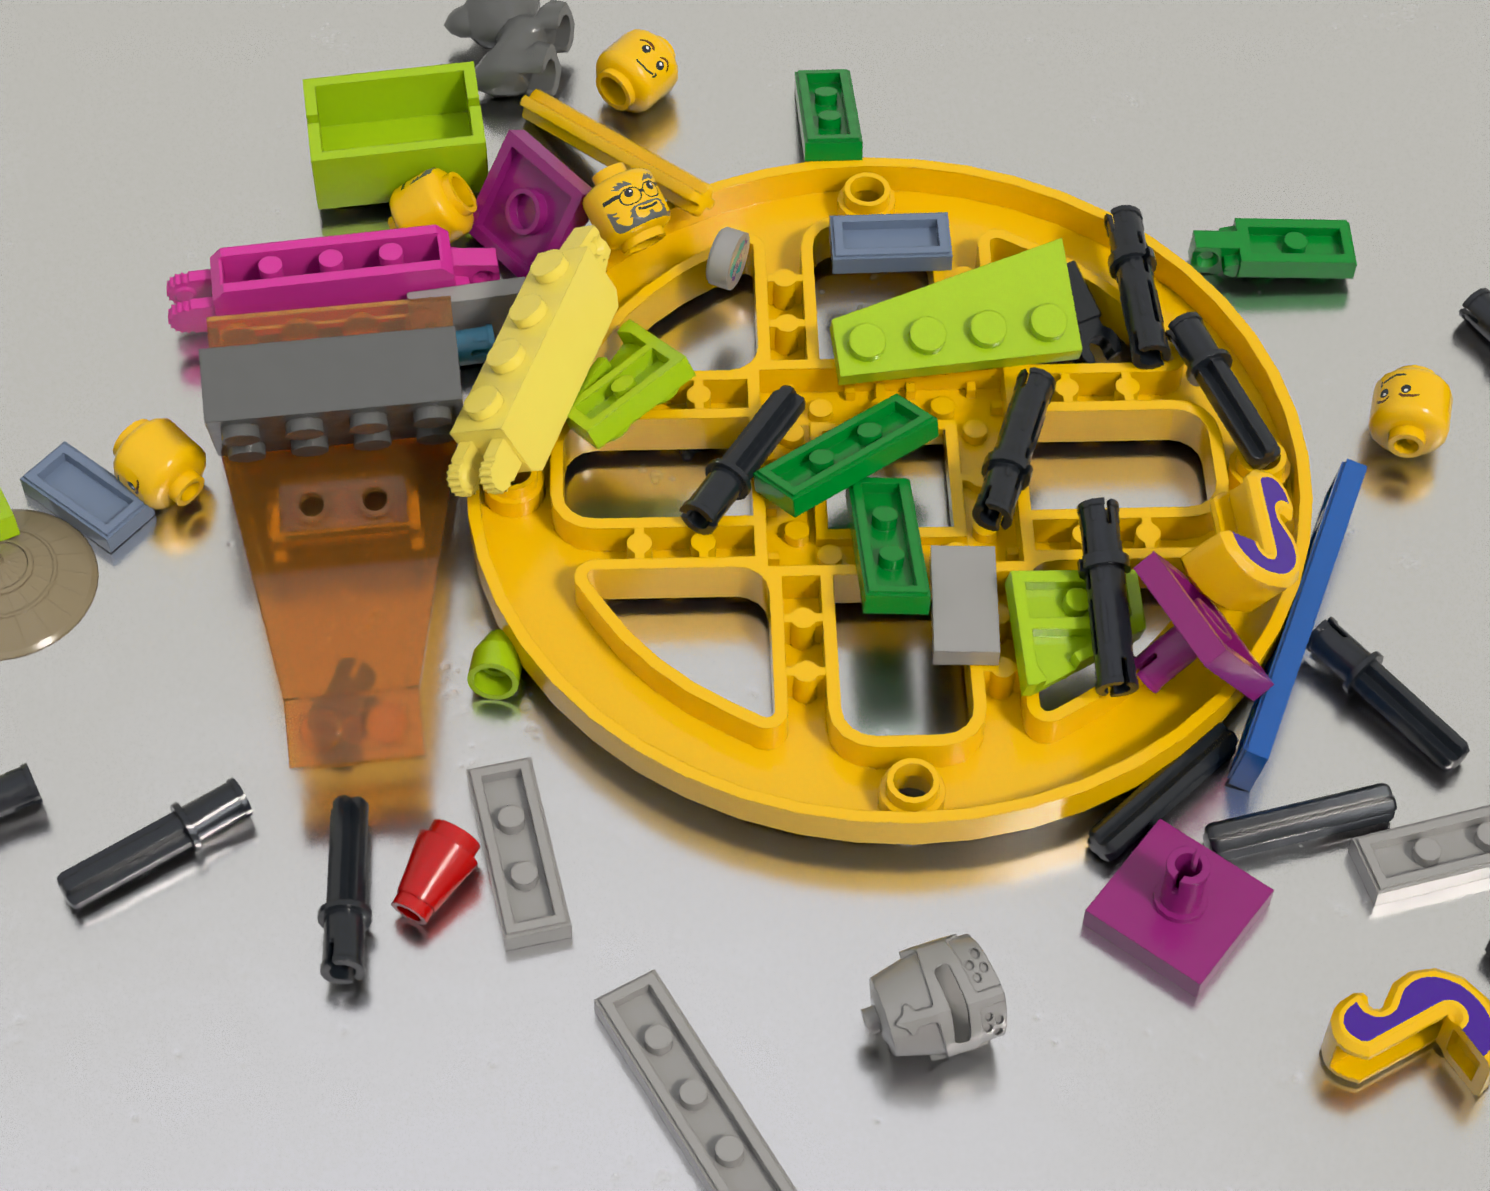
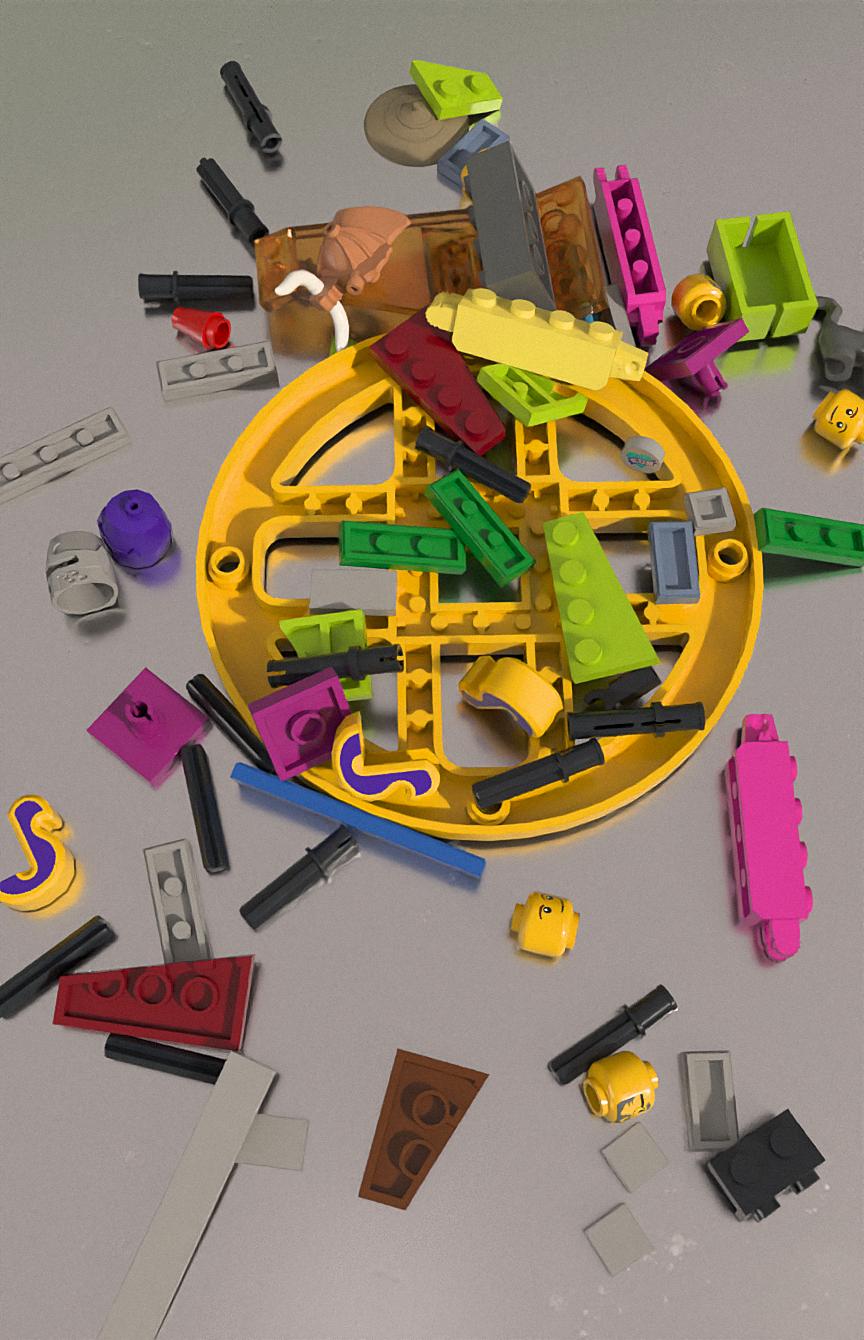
camera: 90 degrees right, 15 degrees up
(390, 571) = (349, 256): none -> nougat helmet
(584, 506) = (439, 381): none -> dark red wing
(611, 147) = (754, 402): yellow axle -> none
(627, 208) = (678, 390): yellow head -> none
(807, 200) = (709, 511): none -> light grey tile
(845, 929) = (135, 529): none -> dark purple helmet
(1008, 466) = (479, 627): black pin -> none
(1102, 425) = (512, 687): none -> yellow animal
(1213, 187) = (767, 837): none -> dark pink hinge
(1276, 249) = (712, 851): green hinge -> none

